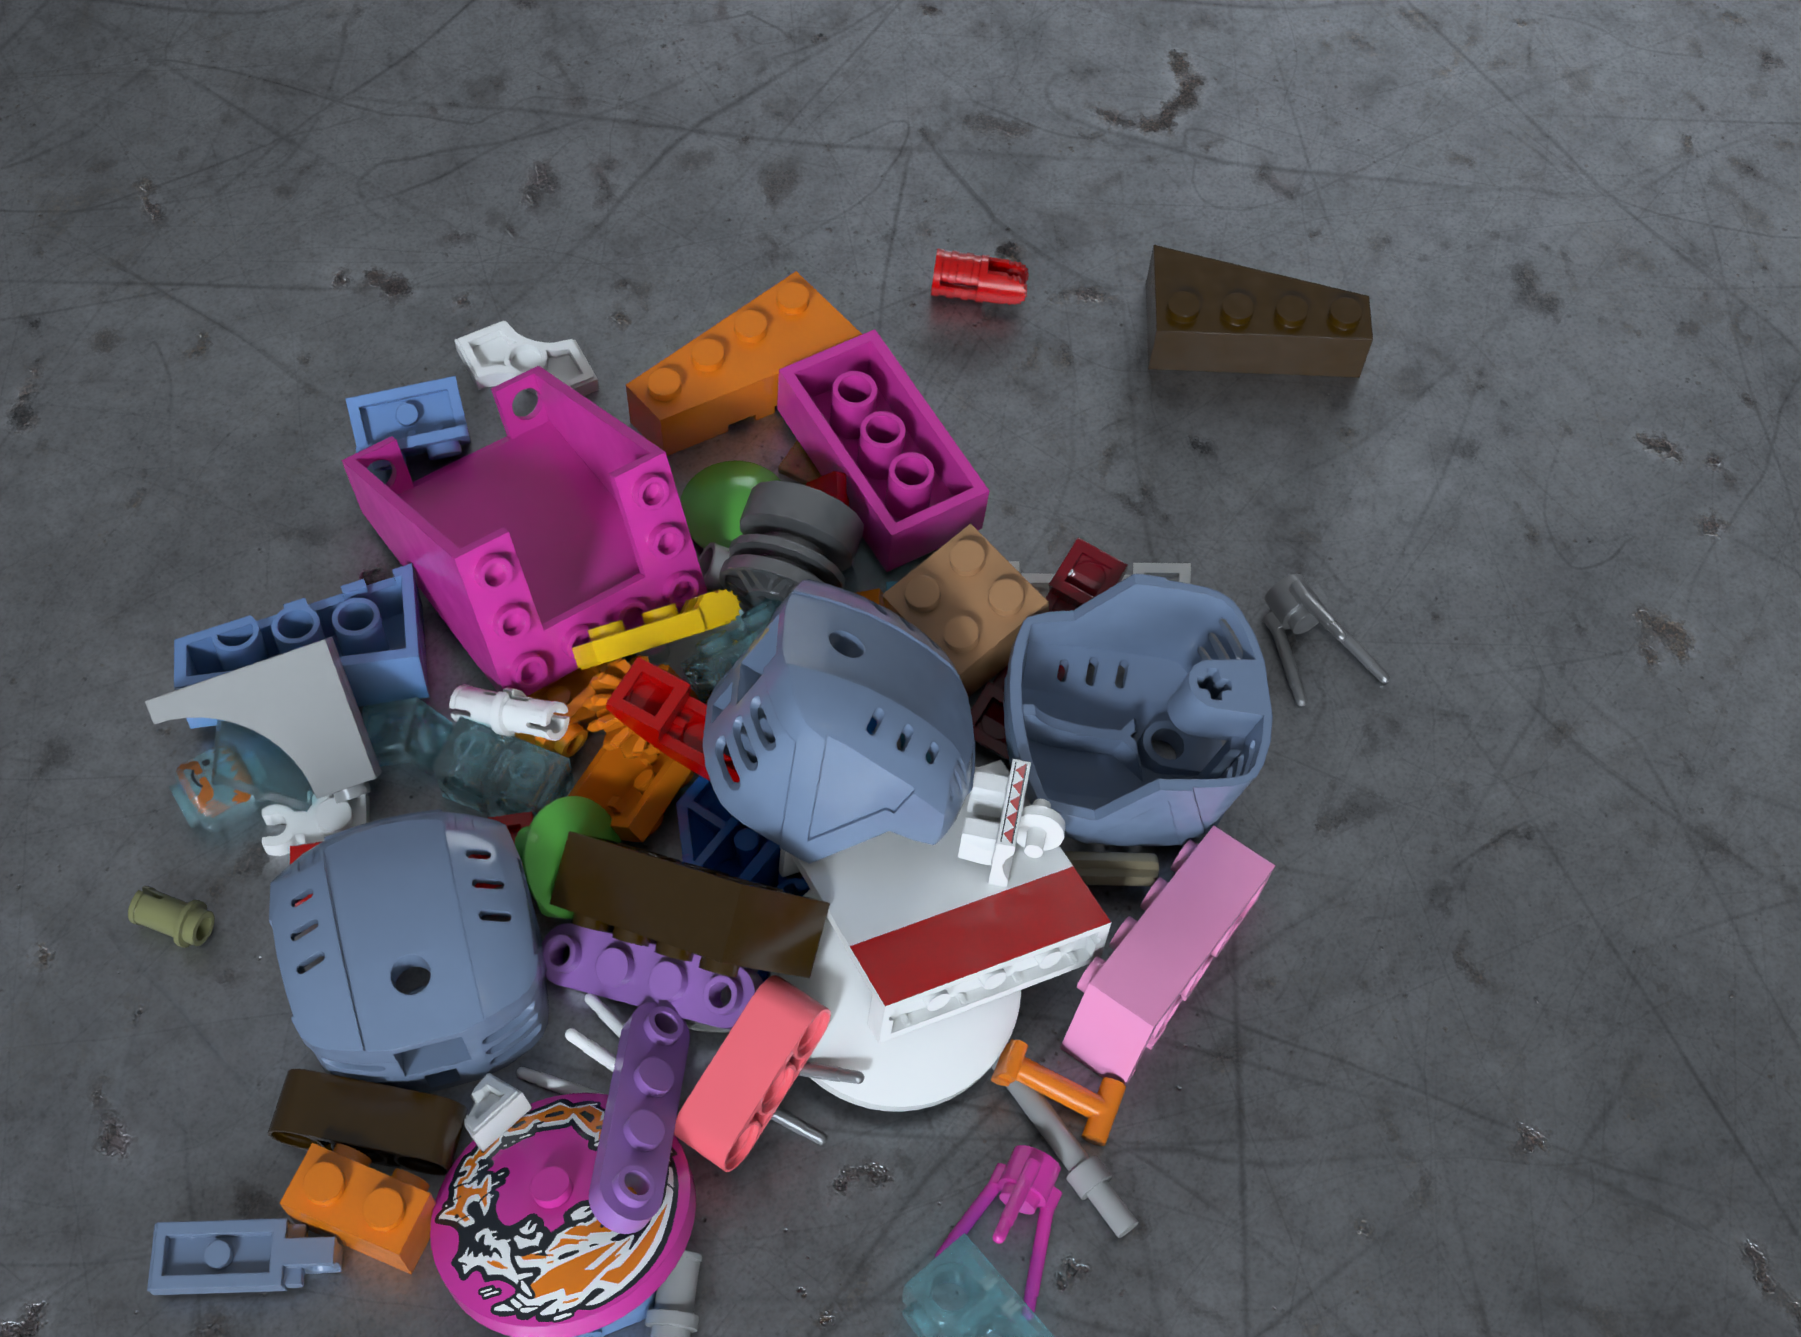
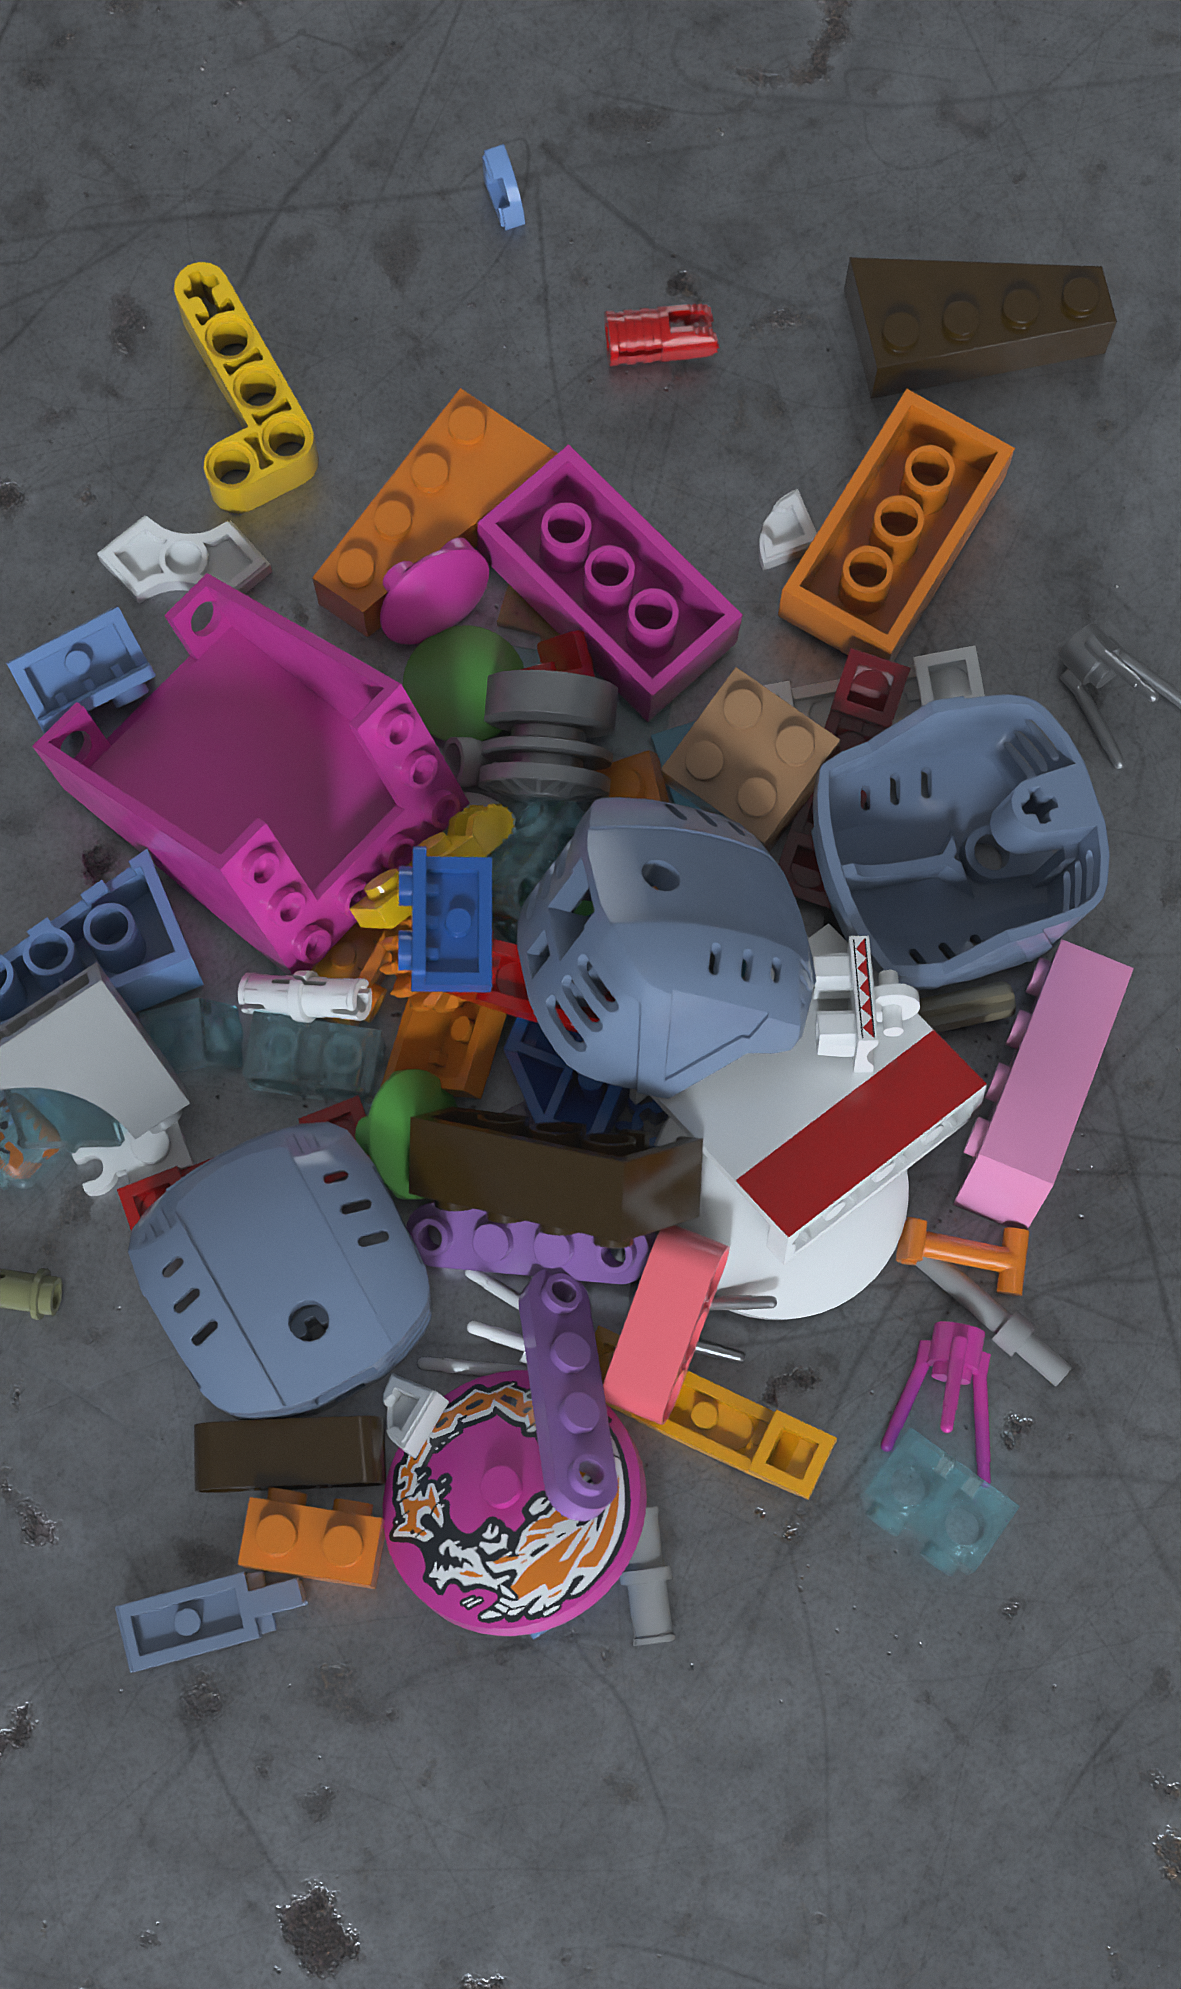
camera: 10 degrees left, 15 degrees up
(629, 289) = (239, 379): none -> yellow beam
(647, 660) = (449, 923): none -> blue bracket
(726, 421) = (432, 592): none -> dark pink dish
(797, 1202) = (737, 1430): none -> light orange slope
(878, 145) = (502, 187): none -> medium blue tile
(1049, 453) = (785, 532): none -> white tile
(1143, 460) = (895, 530): none -> orange brick

